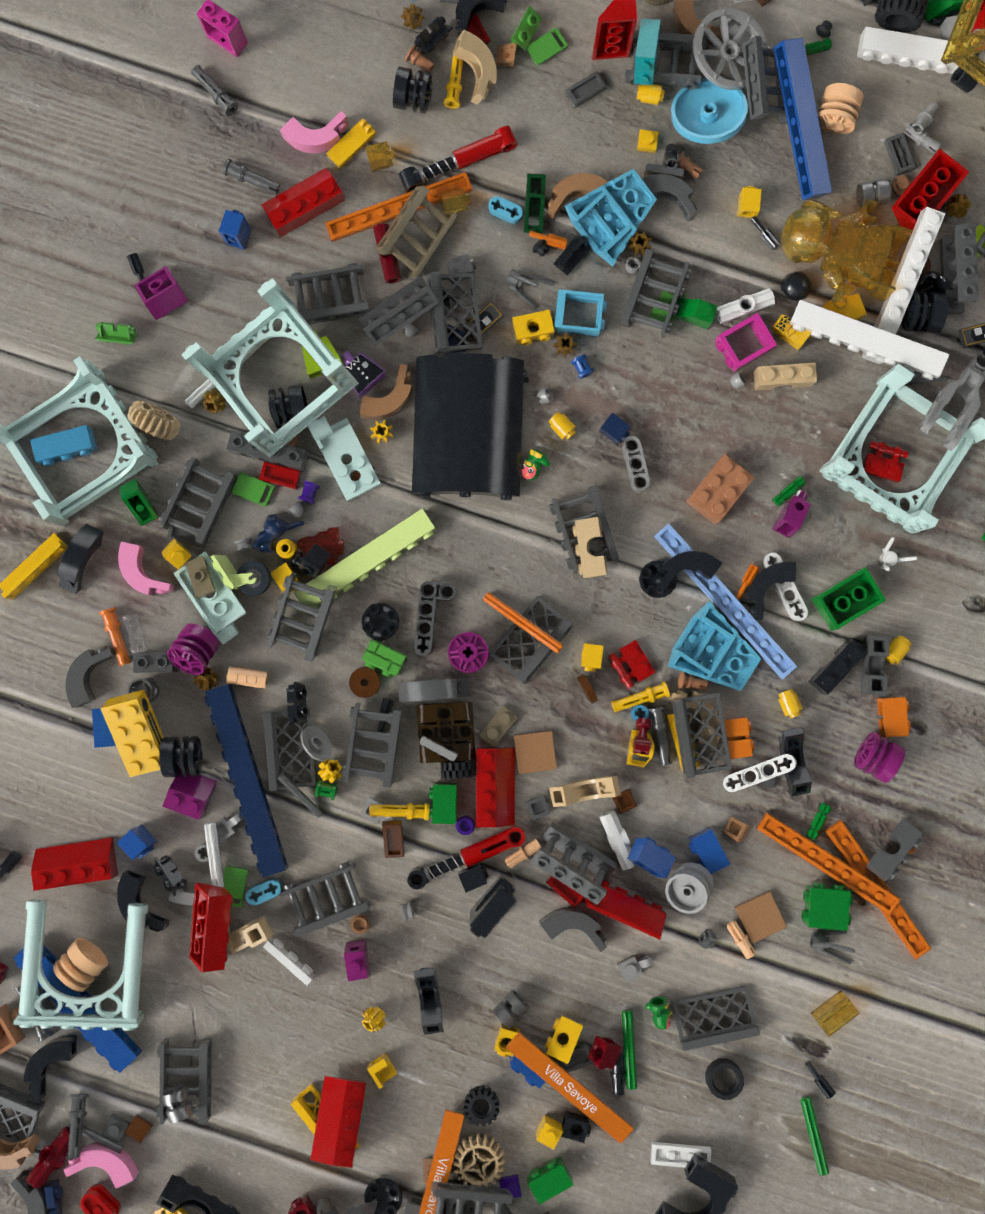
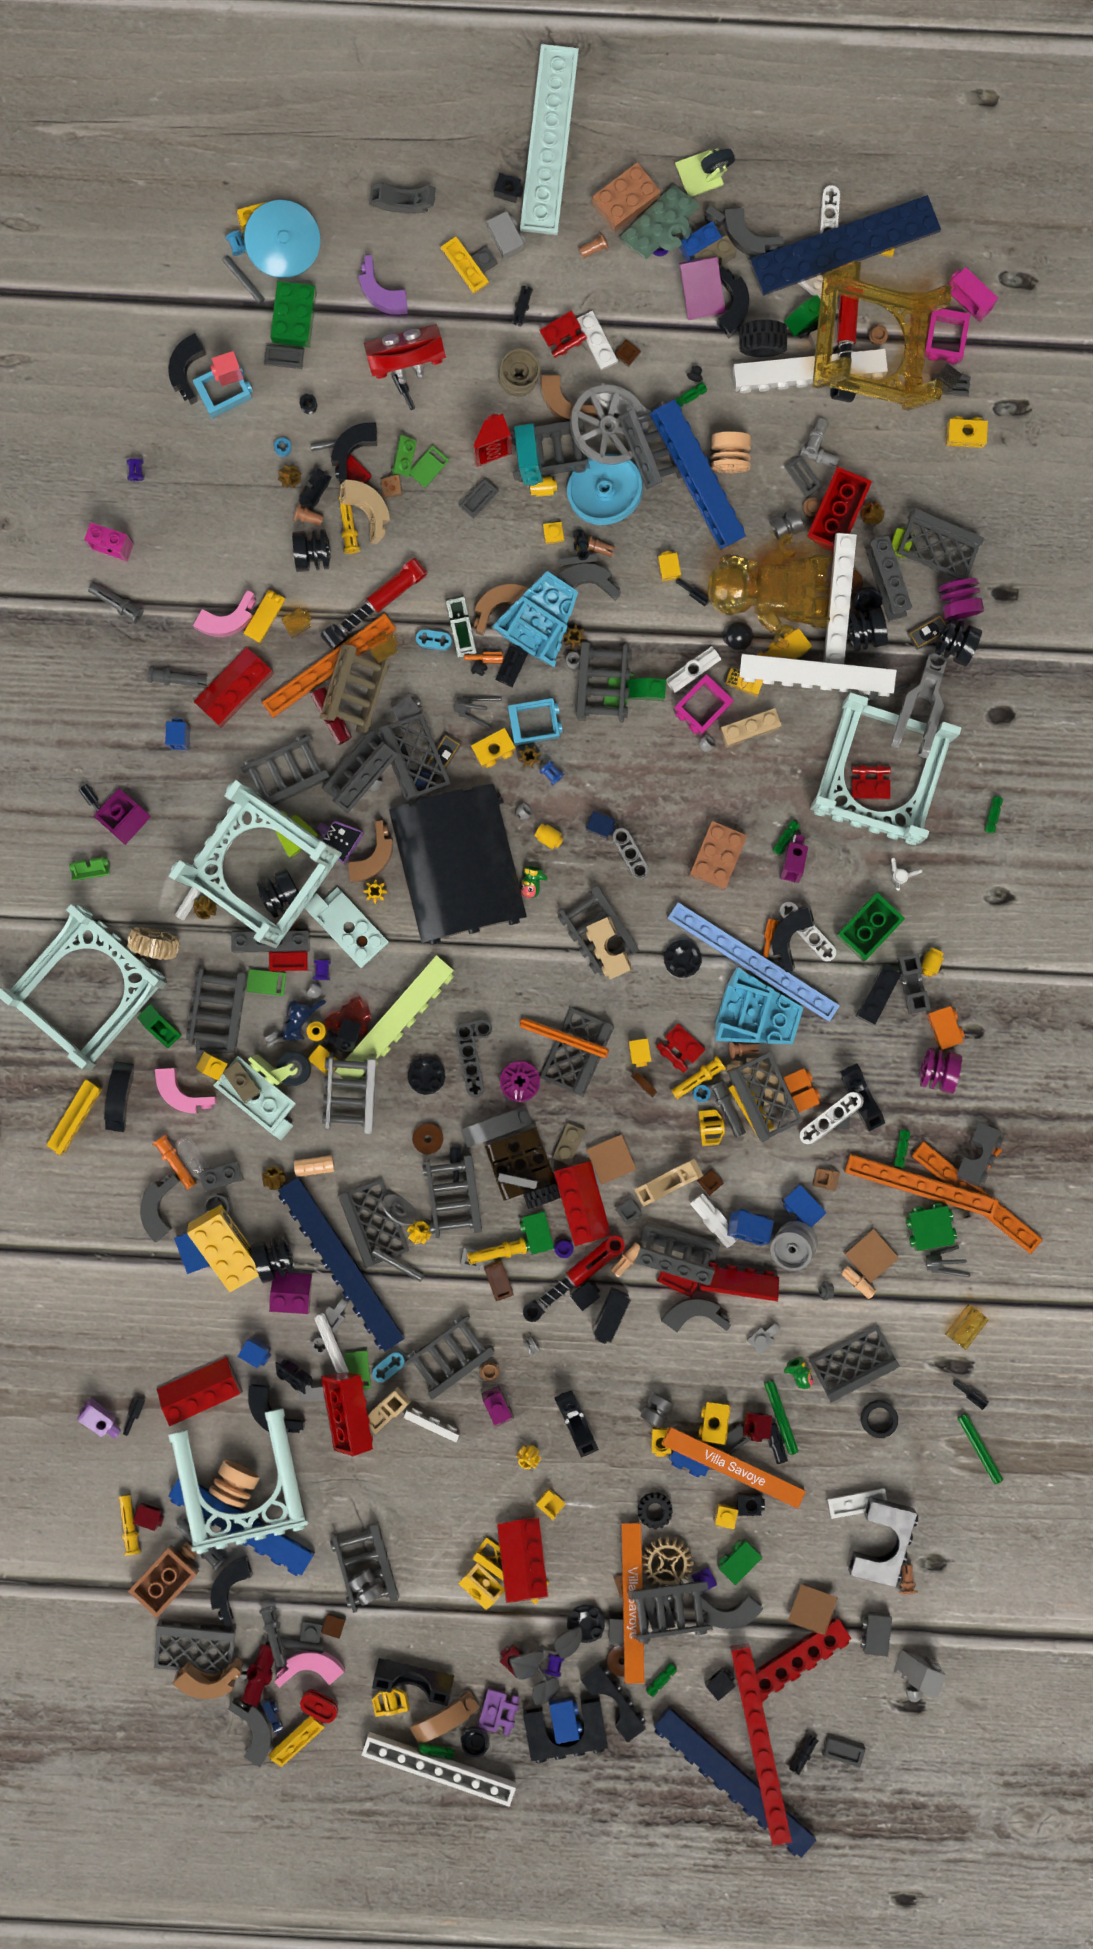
camera: 15 degrees left, 0 degrees up
(63, 445) = (71, 992): dark azure brick -> none
(193, 649) = (255, 1152): magenta wheel -> none
(292, 1133) = (481, 1586): none -> yellow brick
(297, 694) = (366, 1168): black hinge -> none
(326, 789) = (420, 1252): green bush -> none
(384, 658) = (440, 1110): bright green brick -> none
(642, 744) = (709, 1121): dark red leg -> none
(693, 560) = (717, 931): black arch -> none
(790, 703) = (843, 1043): yellow brick -> none

